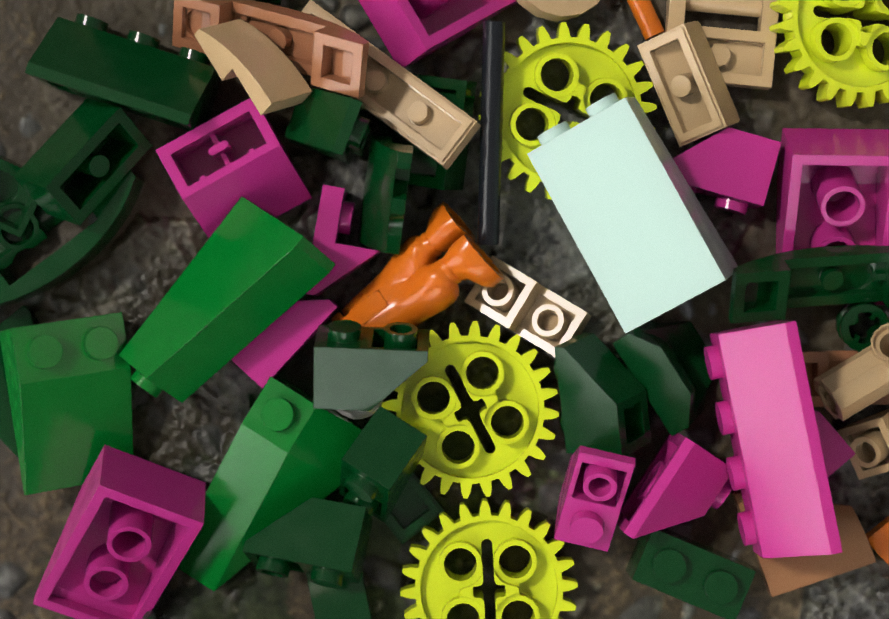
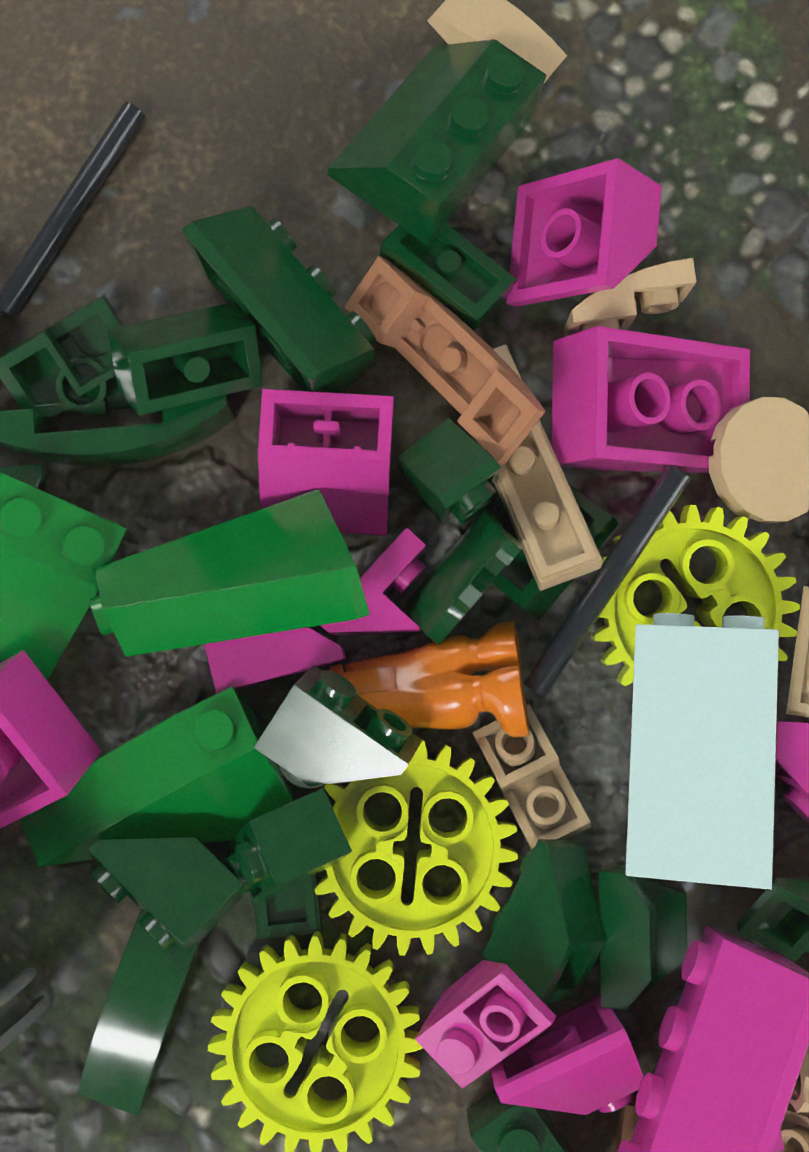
camera: 30 degrees right, 5 degrees down
(259, 64) = (417, 366): tan slope -> none

